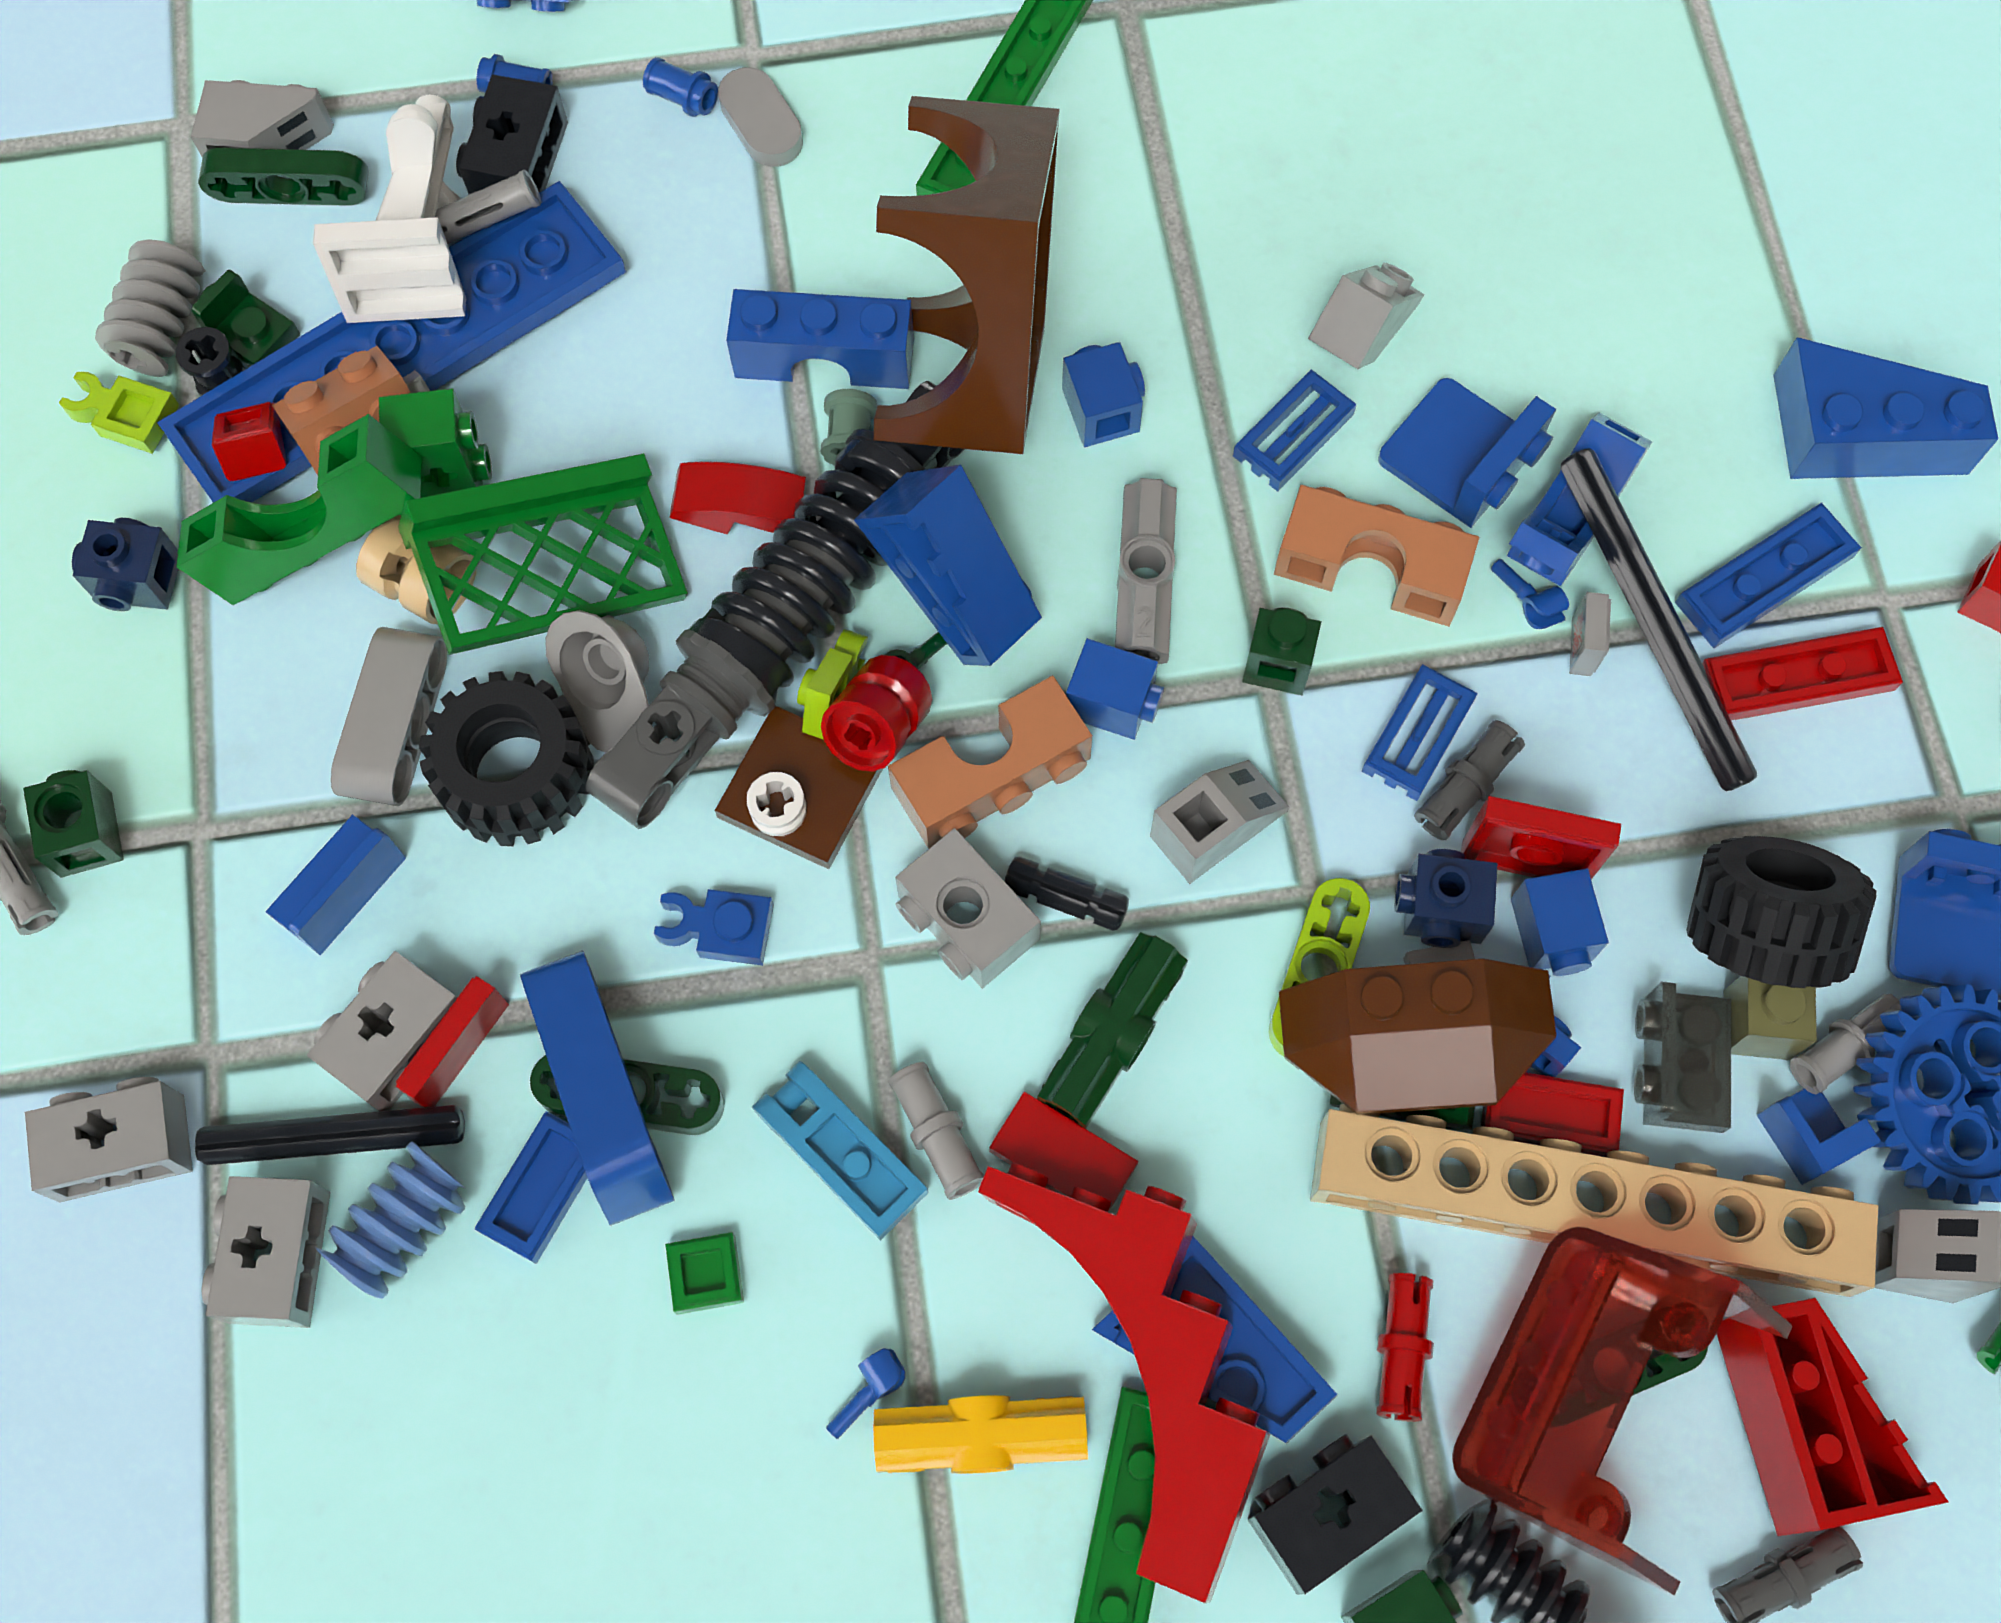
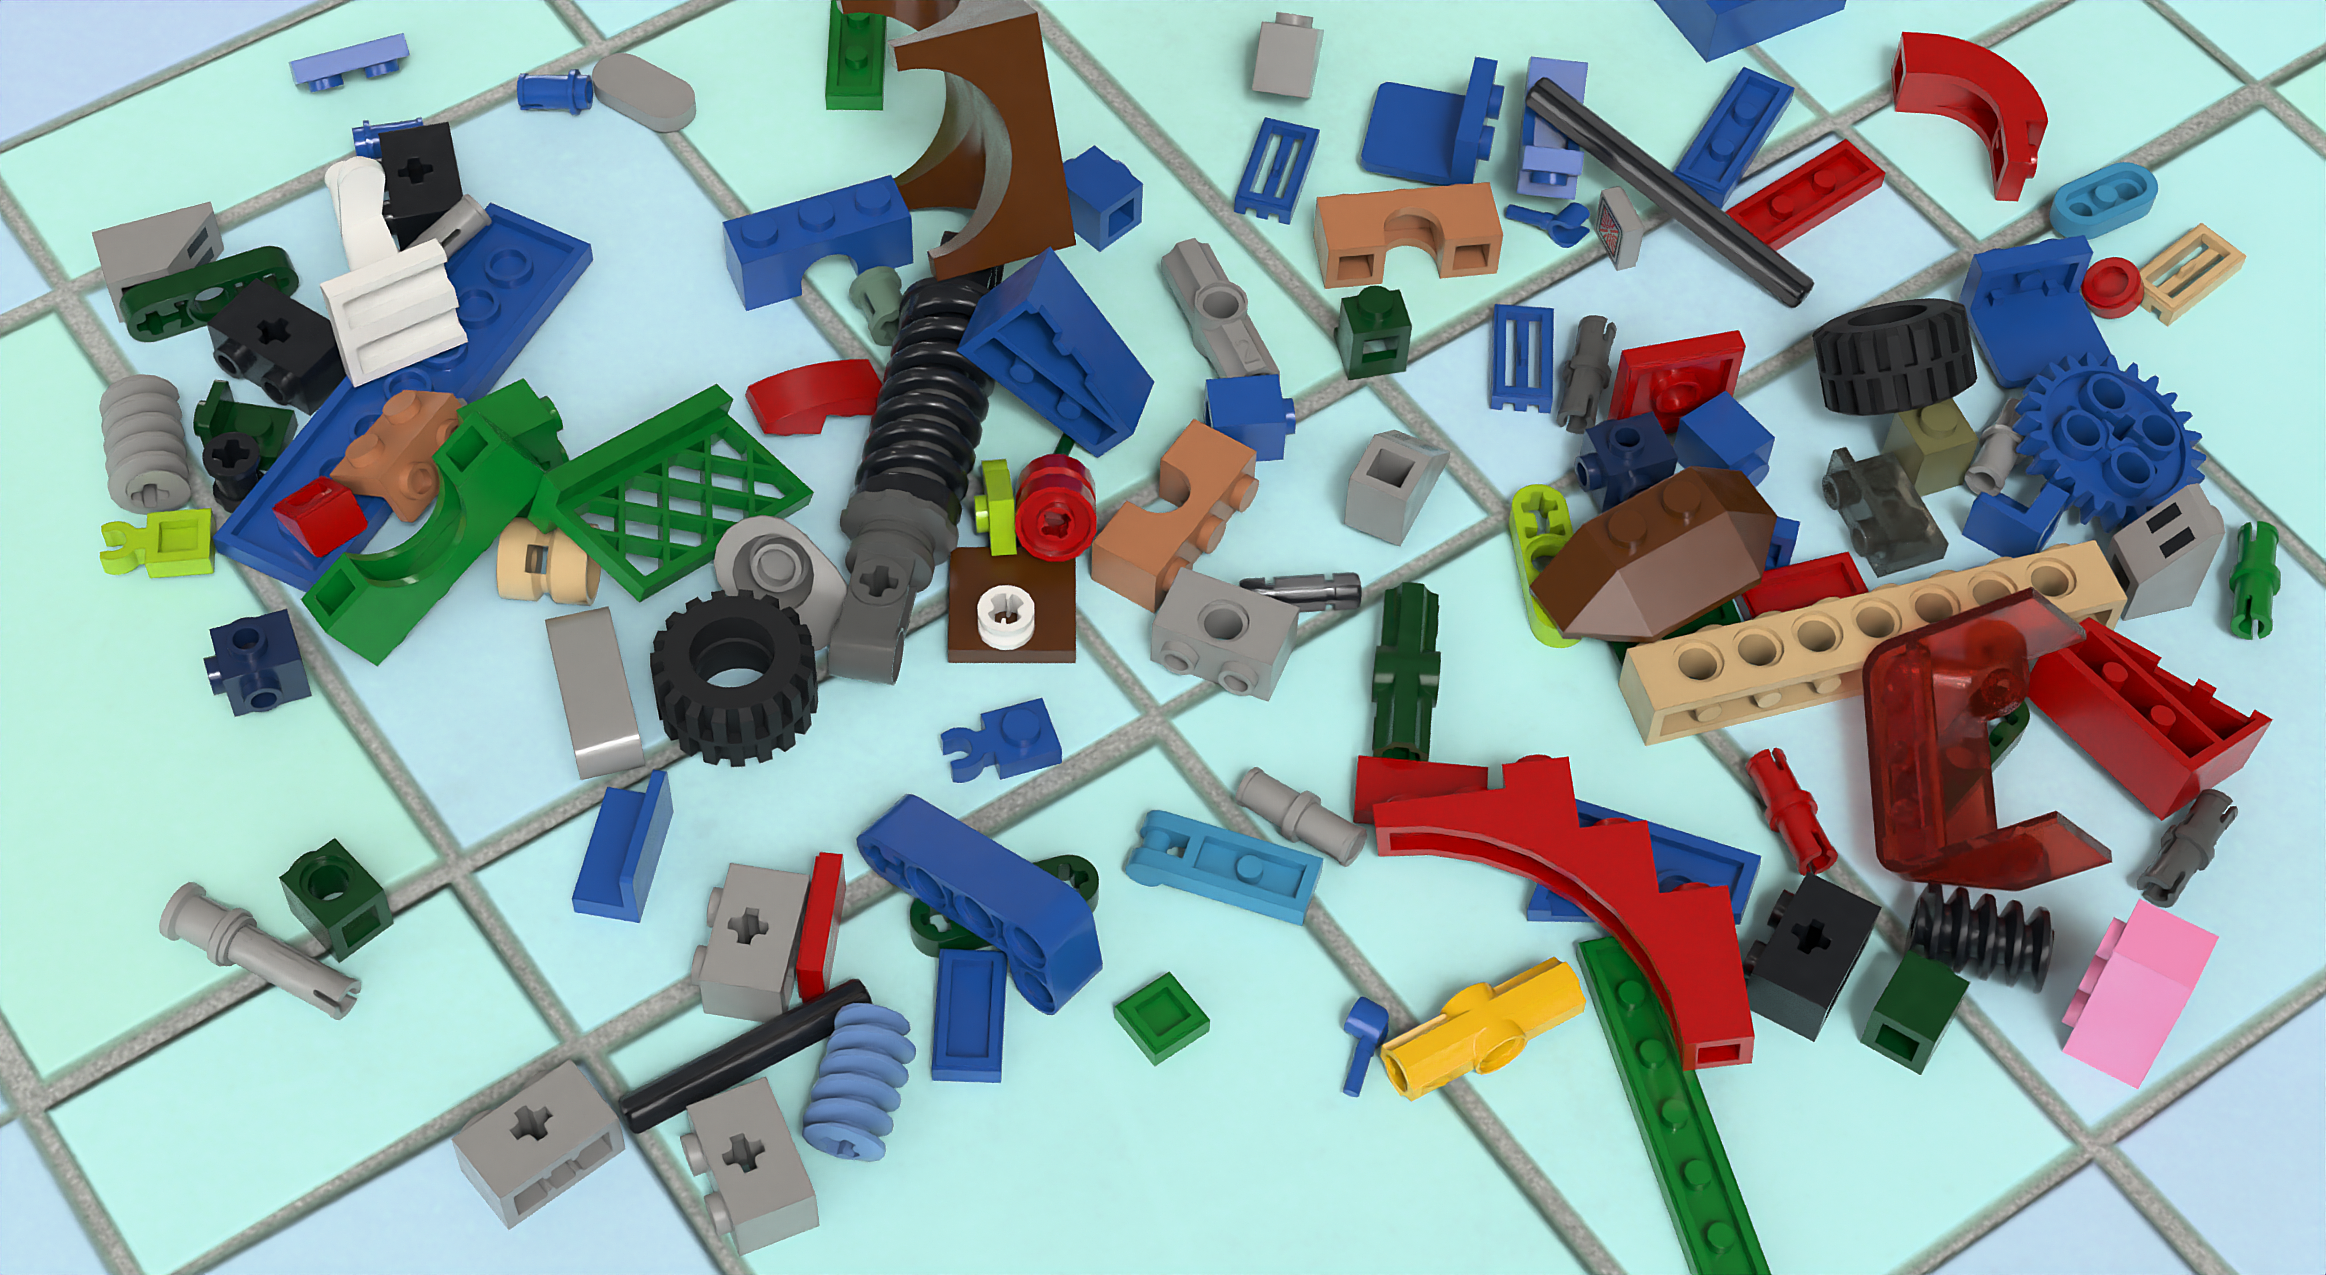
camera: 30 degrees left, 15 degrees down
(288, 243) = (278, 347): none -> black brick

